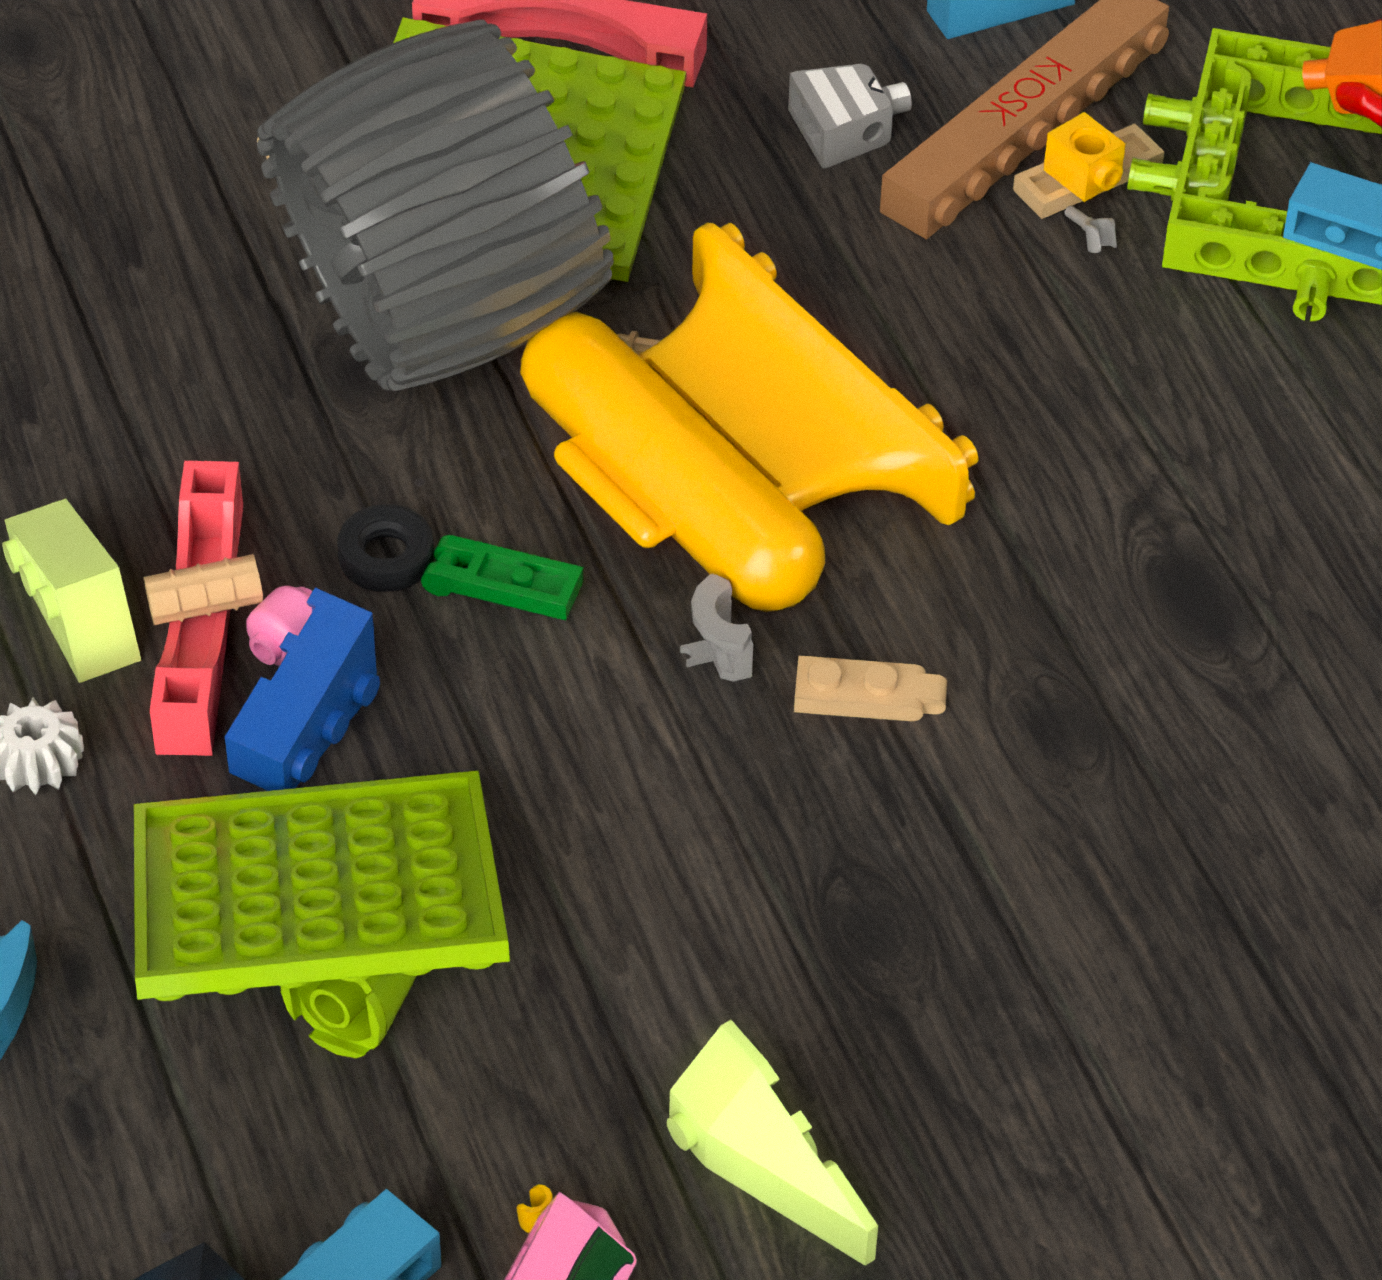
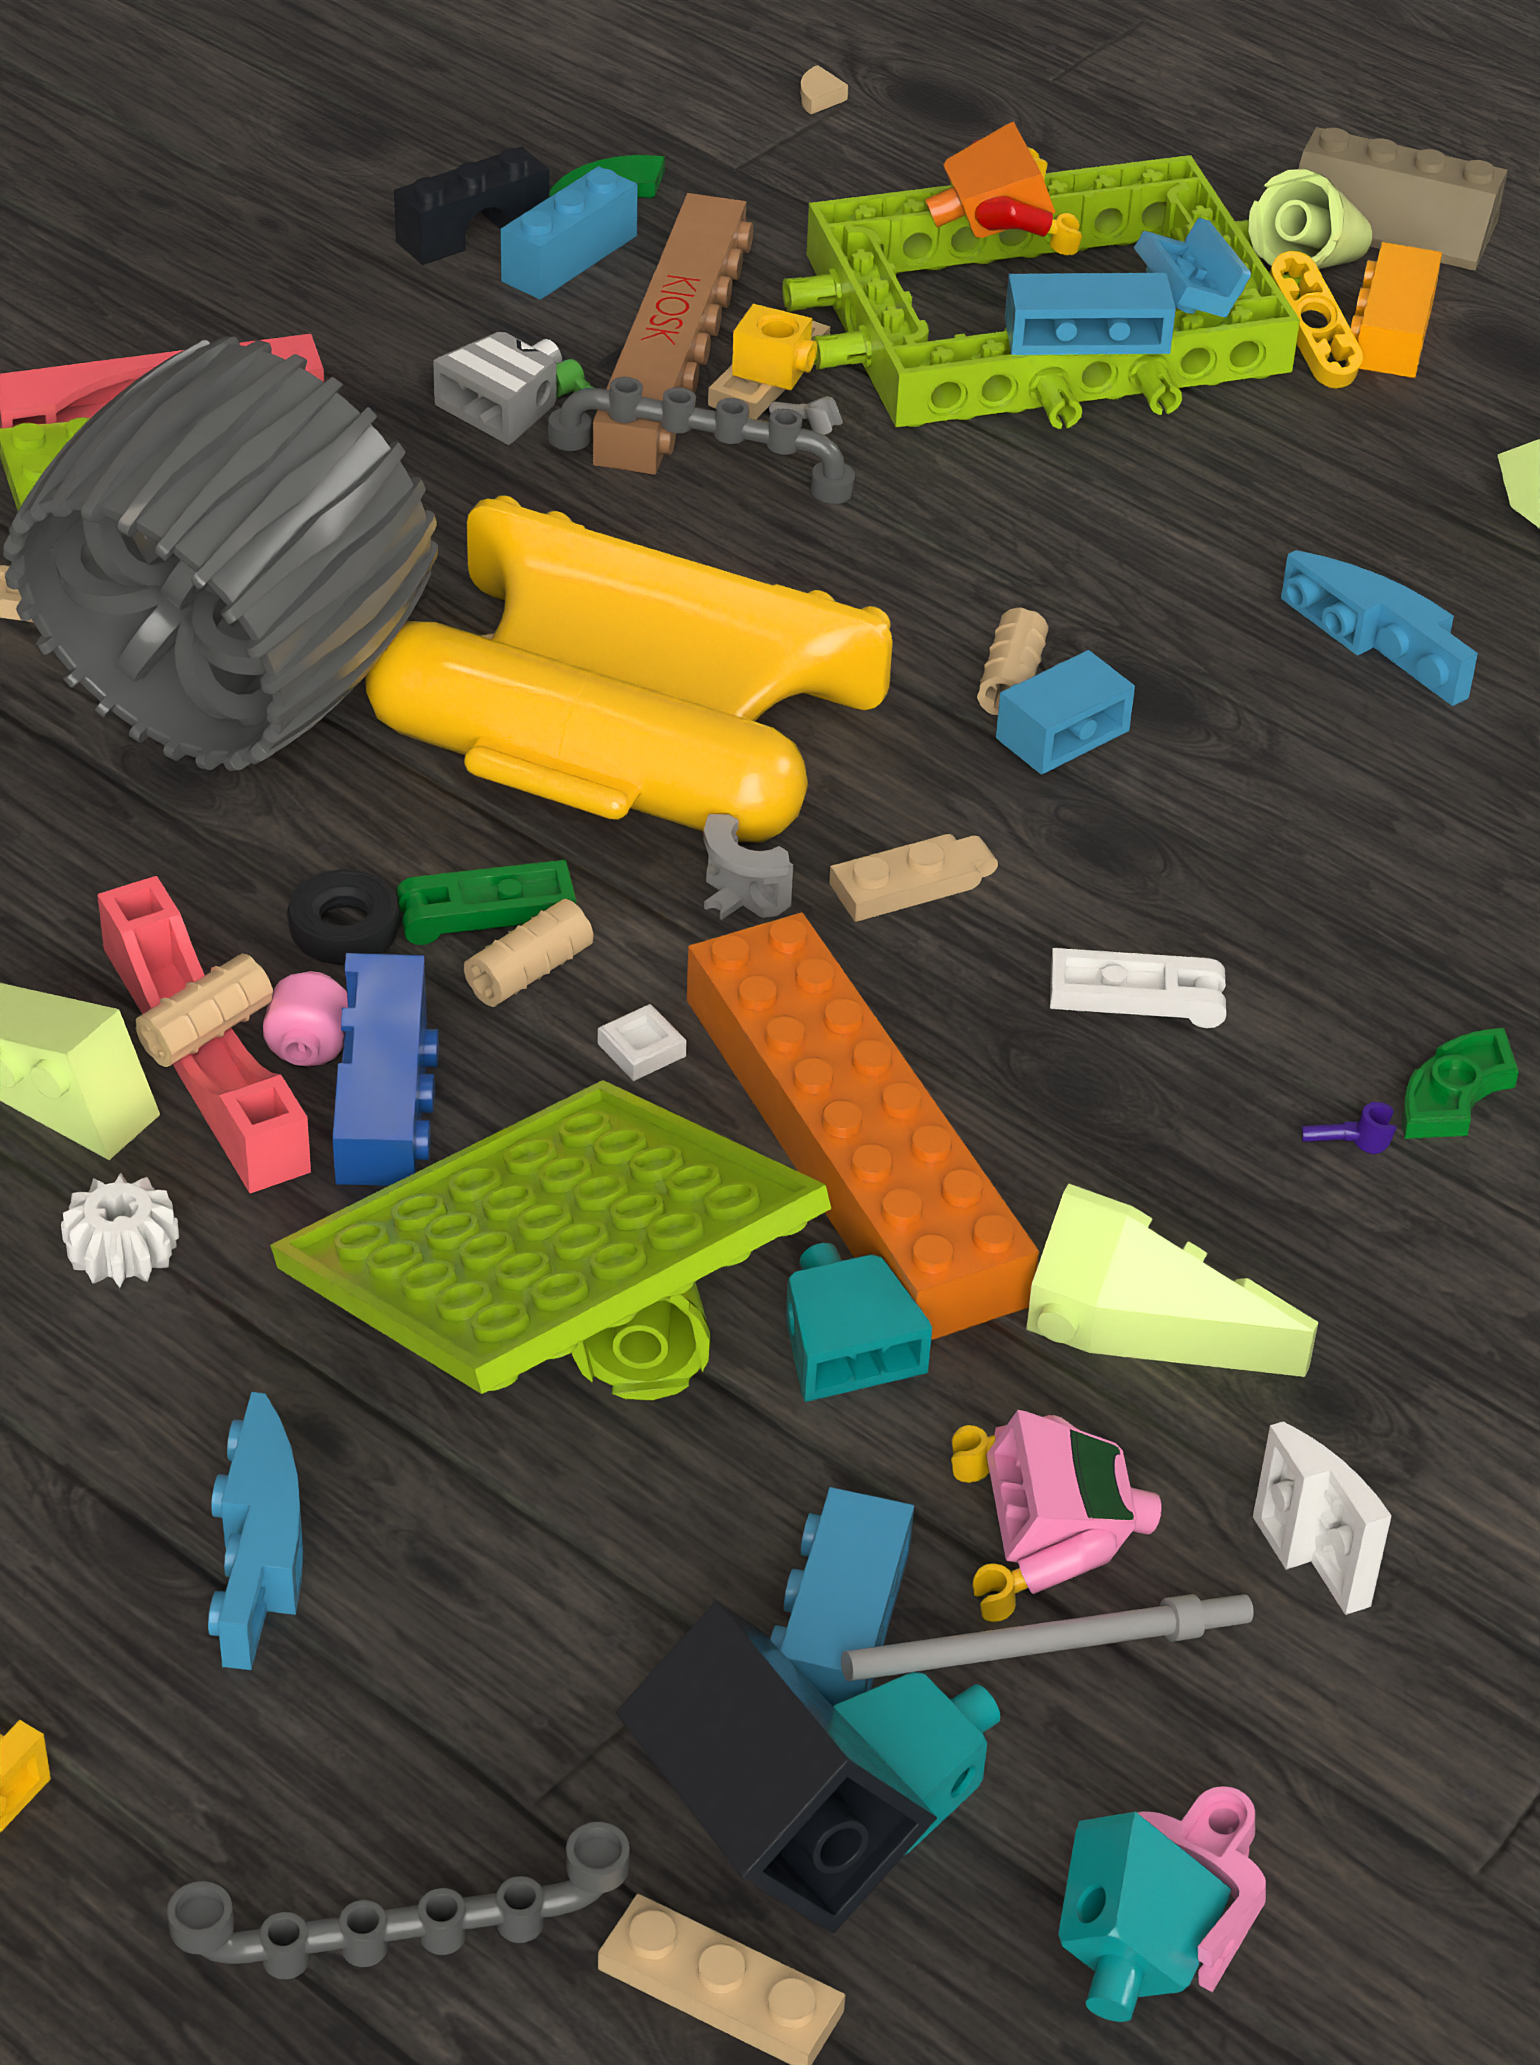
camera: 30 degrees left, 5 degrees down
(500, 636) = (528, 952): none -> tan axle
(515, 1059) = (852, 1324): none -> teal torso
(541, 749) = (642, 1042): none -> white tile
(644, 895) = (860, 1122): none -> orange brick
(908, 123) = (569, 378): none -> bright green hand
(976, 864) = (1139, 985): none -> white plate
(1065, 296) = (571, 428): none -> dark grey bar
(1075, 1083) = (1369, 1133): none -> dark purple hand
(1091, 528) = (1012, 655): none -> tan axle
(1093, 592) = (1064, 711): none -> dark azure brick
(1188, 1063) = (1453, 1080): none -> green tile

